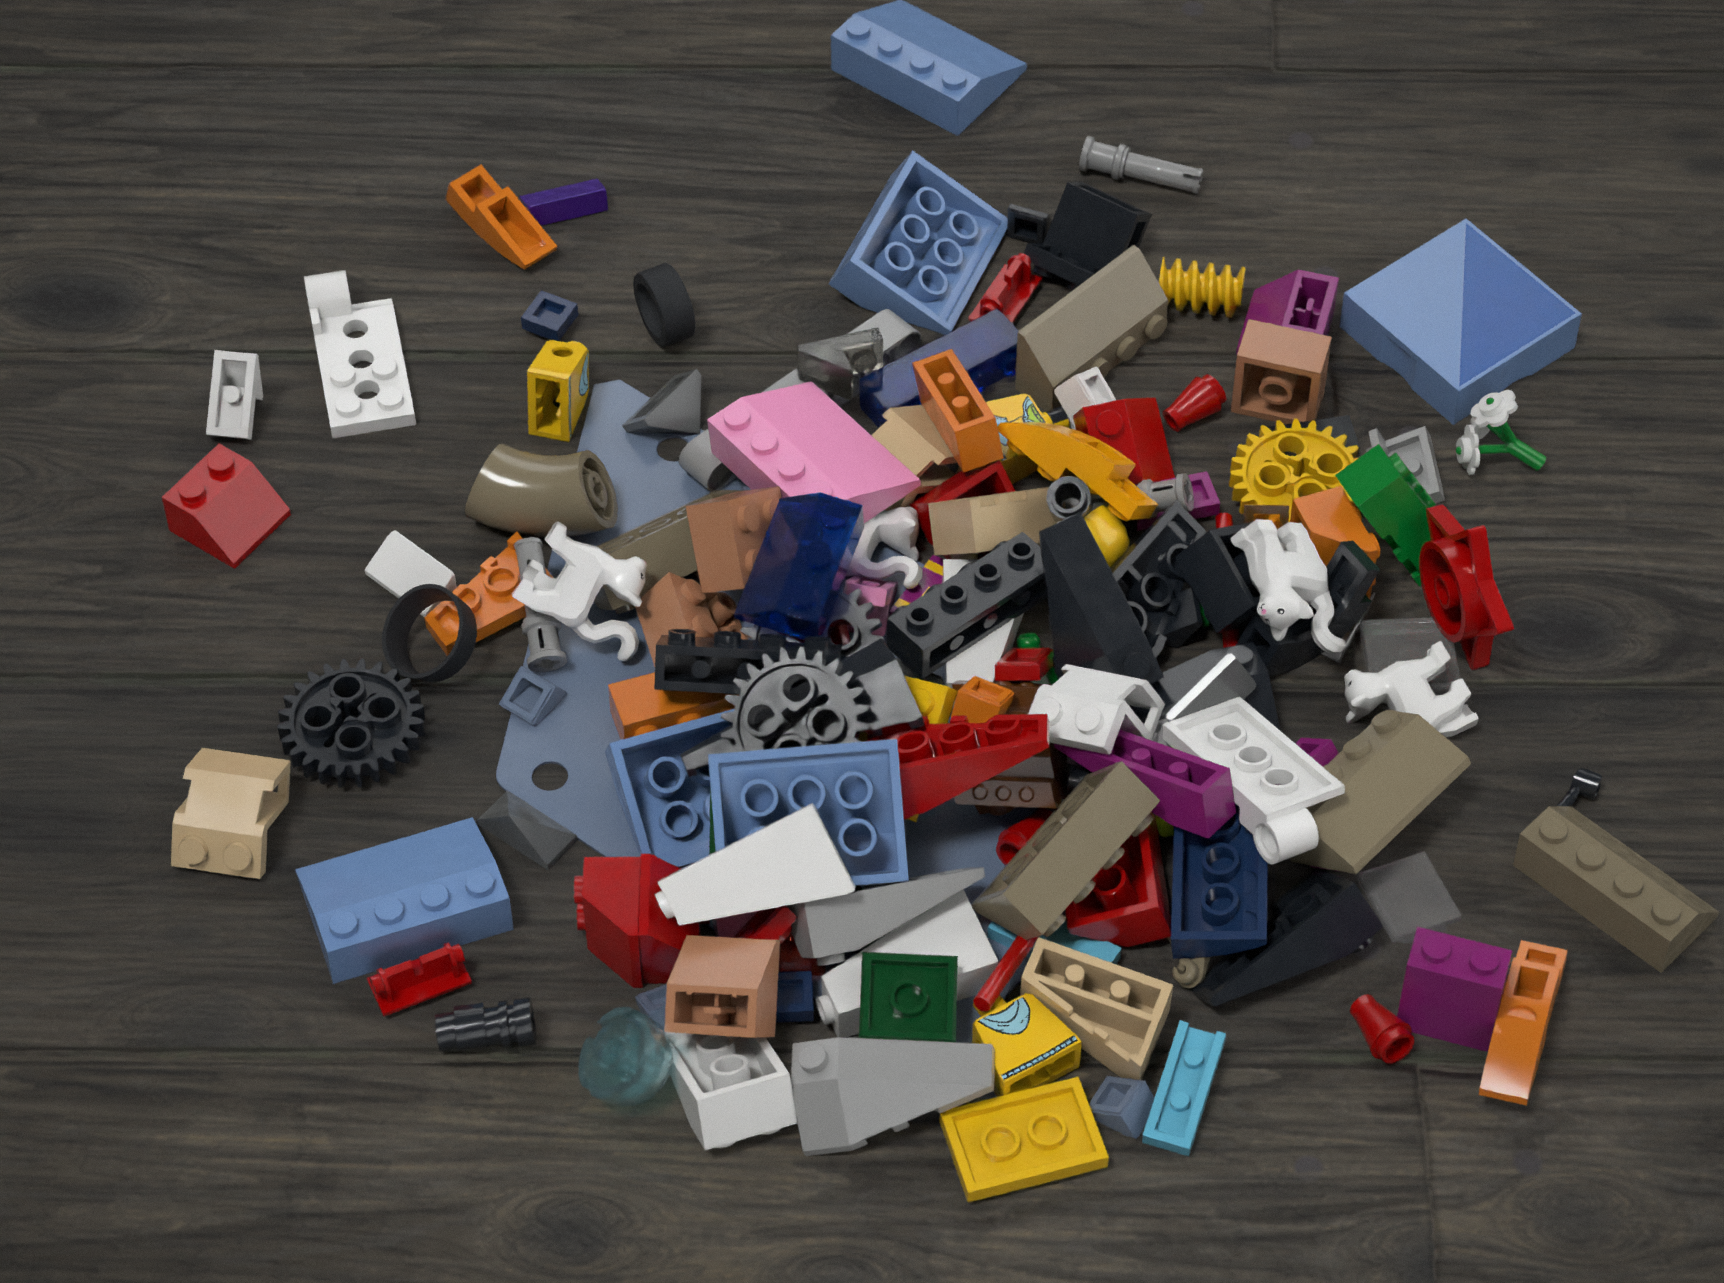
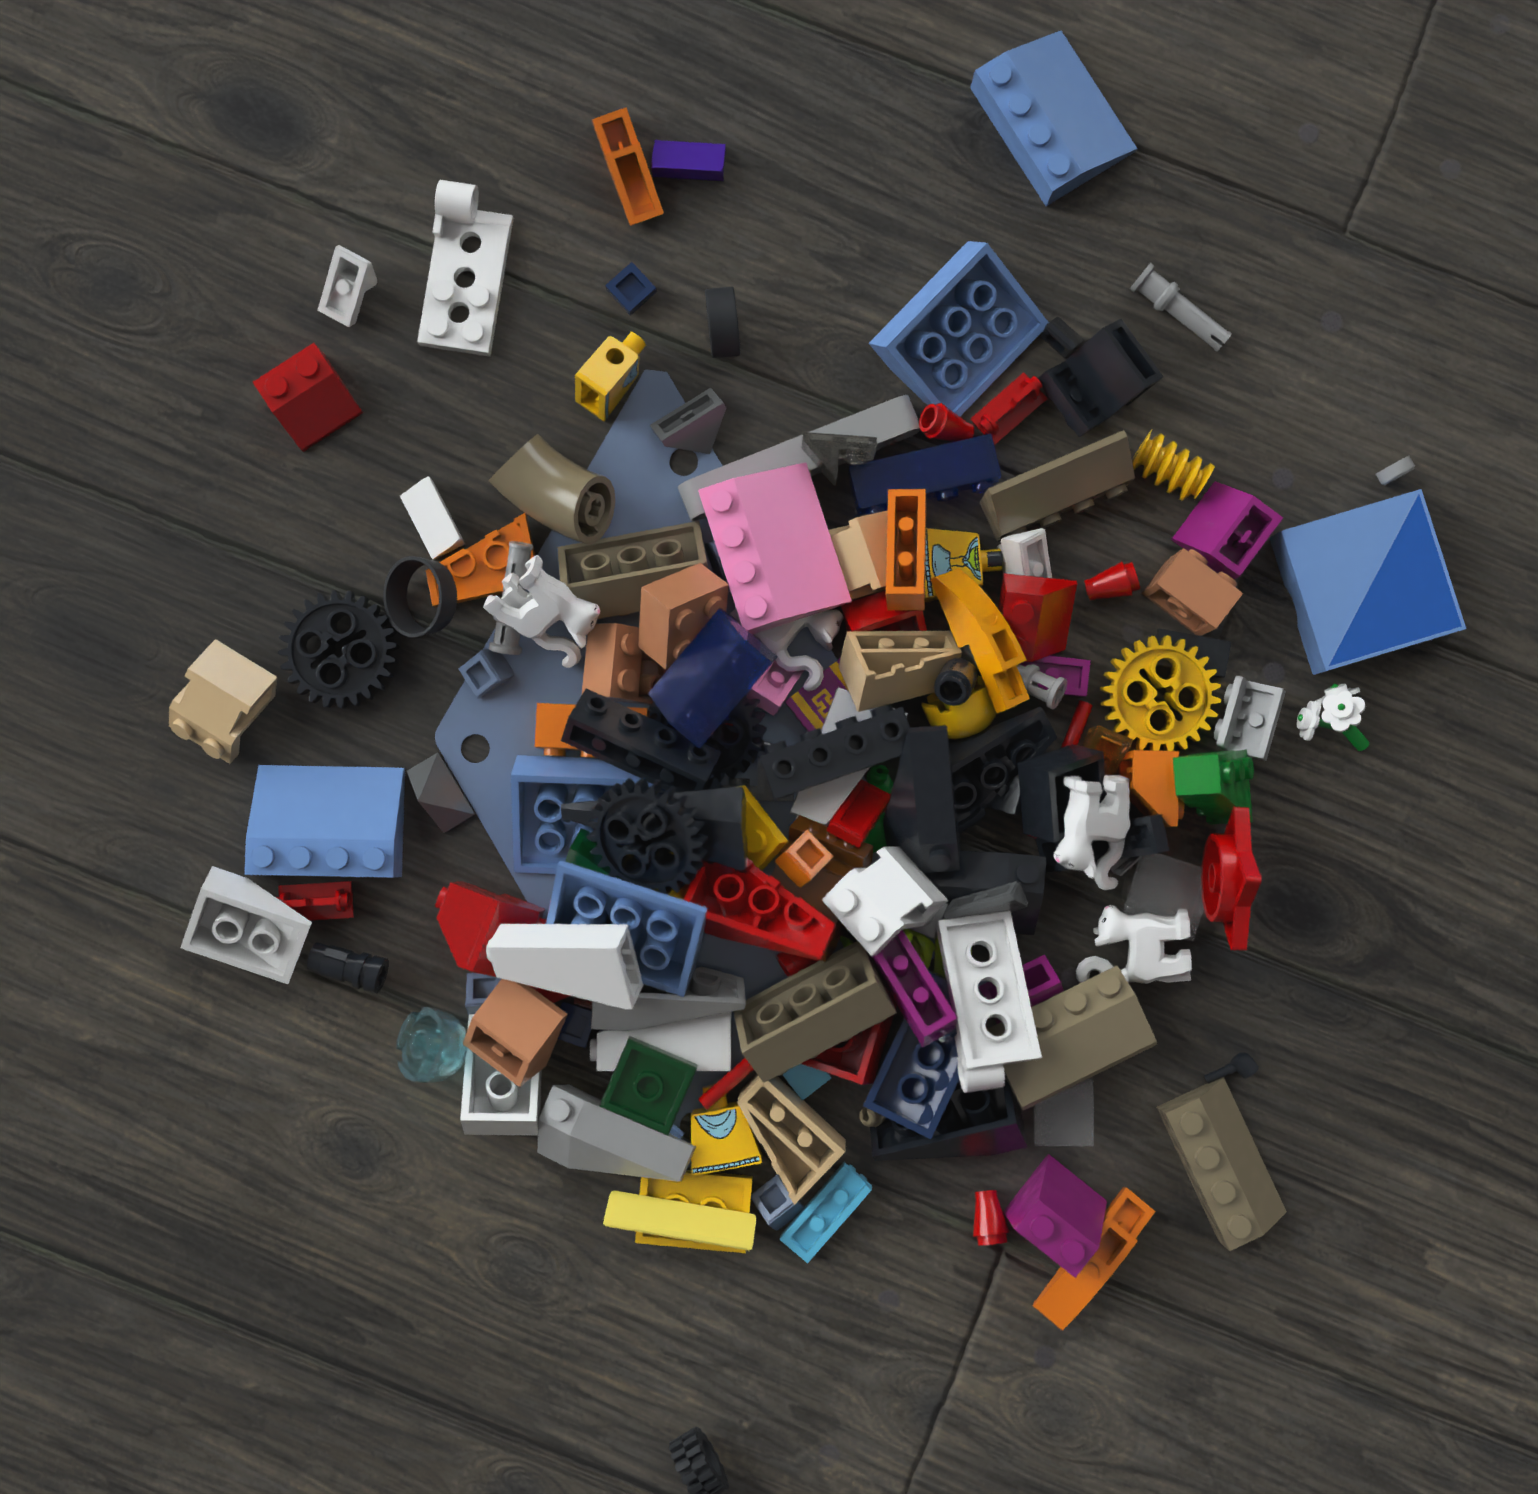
camera: 20 degrees right, 35 degrees up
(351, 1010) = (245, 927): none -> white slope
(937, 318) = (943, 424): none -> red cone
(1013, 1143) = (680, 1220): none -> light yellow slope
(1433, 223) = (1395, 470): none -> light grey tile

